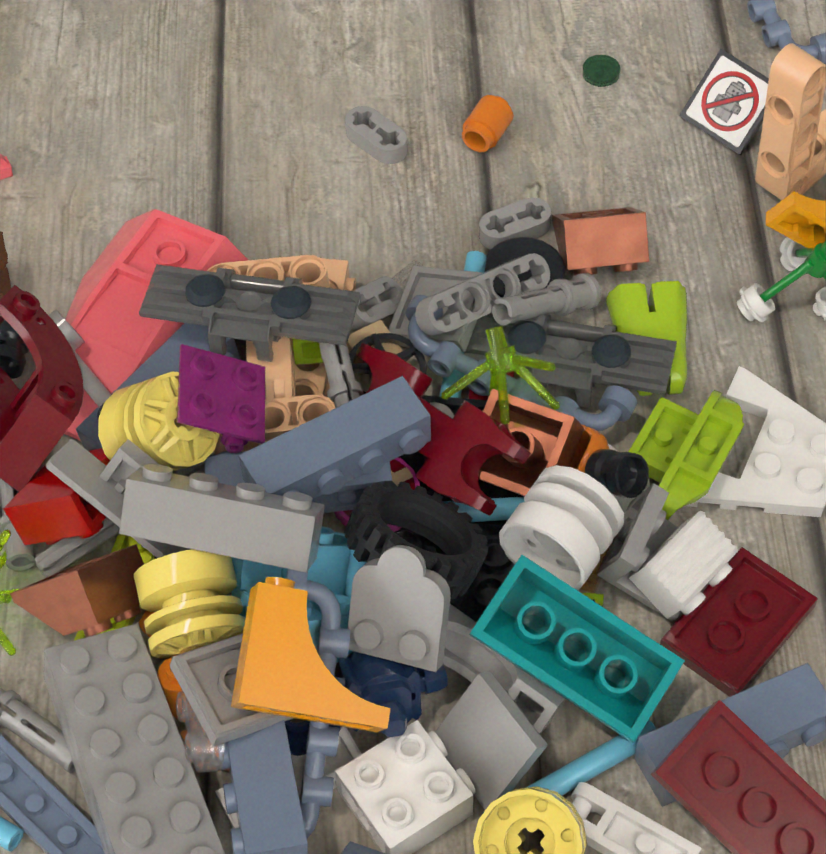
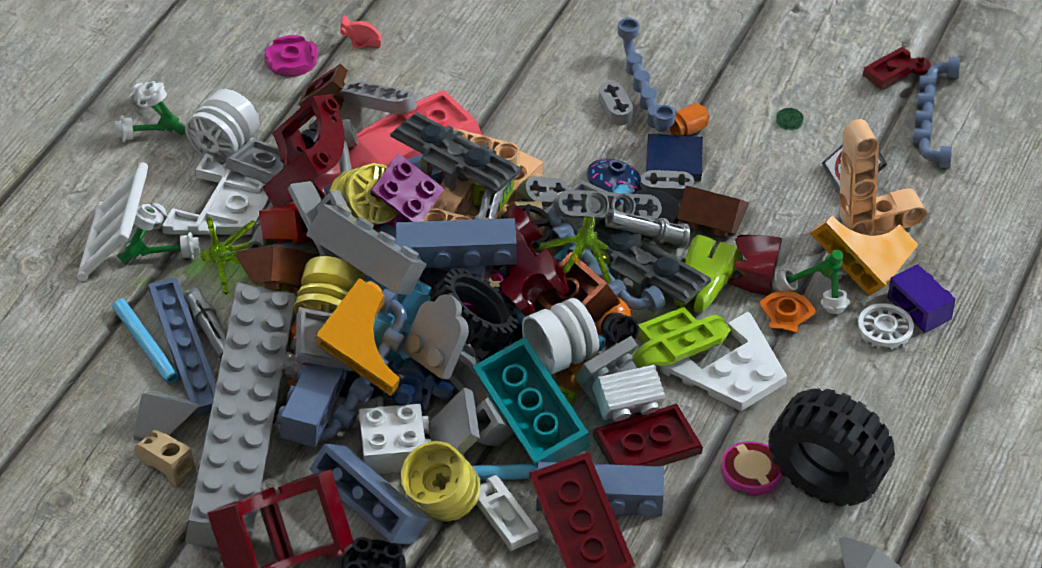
camera: 25 degrees right, 10 degrees down
(69, 255) = (379, 97): none -> light grey beam
(440, 241) = (610, 173): none -> dark blue dish
(456, 135) = (658, 115): none -> sand blue bar
(497, 178) = (675, 154): none -> dark blue tile
(710, 288) = (761, 262): none -> dark red piece
(783, 342) = (787, 310): none -> orange animal

